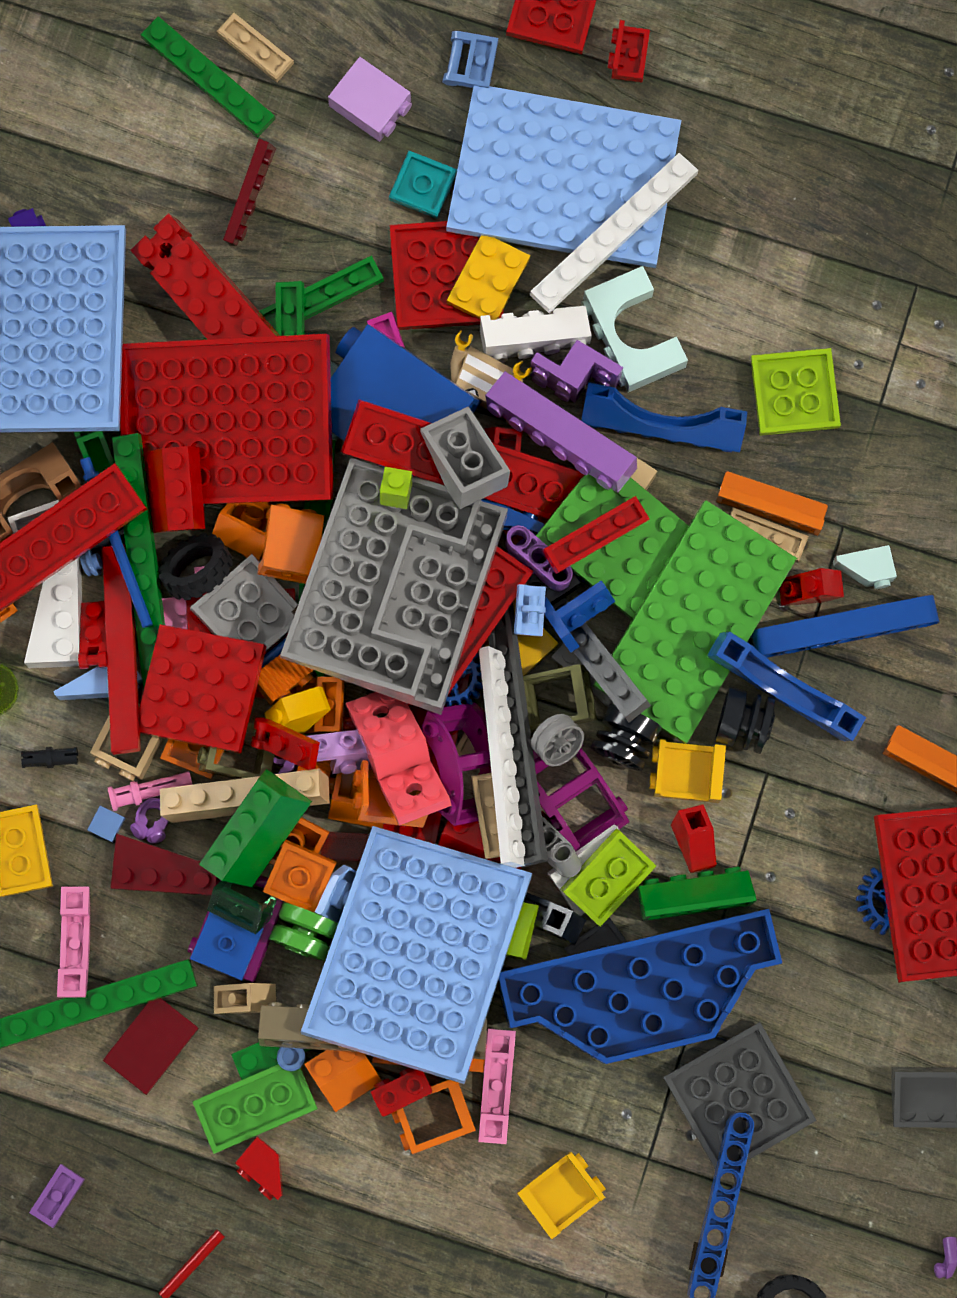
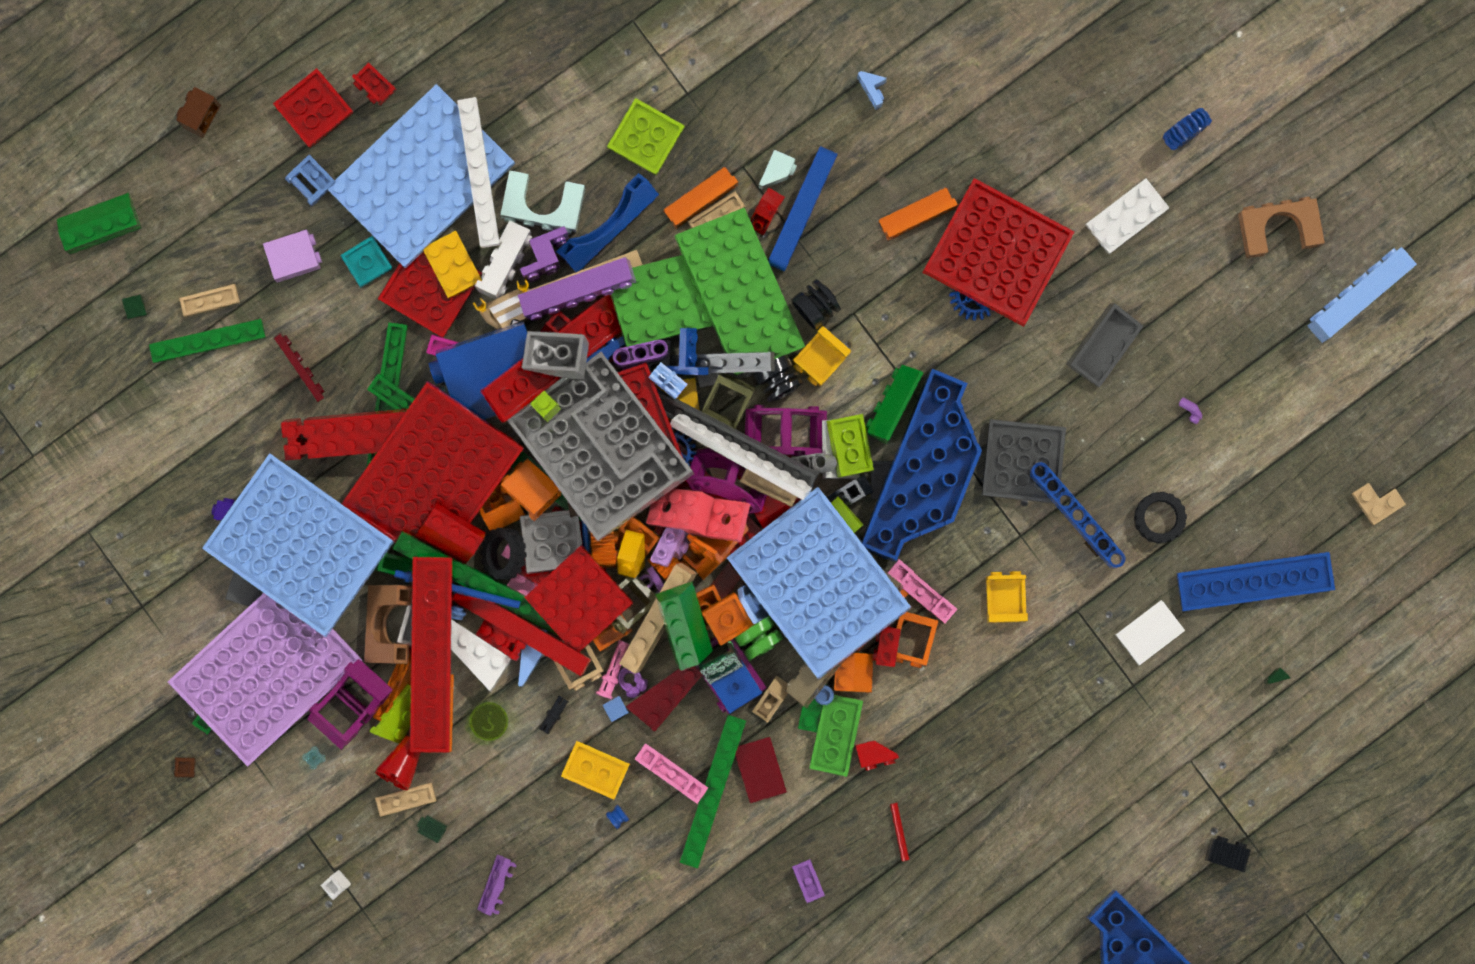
camera: 55 degrees left, 5 degrees up
(285, 743) = (646, 573): red plate -> none
(559, 737) = (753, 418): light grey wheel -> none
(595, 534) = (652, 312): red plate -> none
(695, 838) = (862, 380): red slope -> none
(803, 699) = (814, 268): blue arch -> none

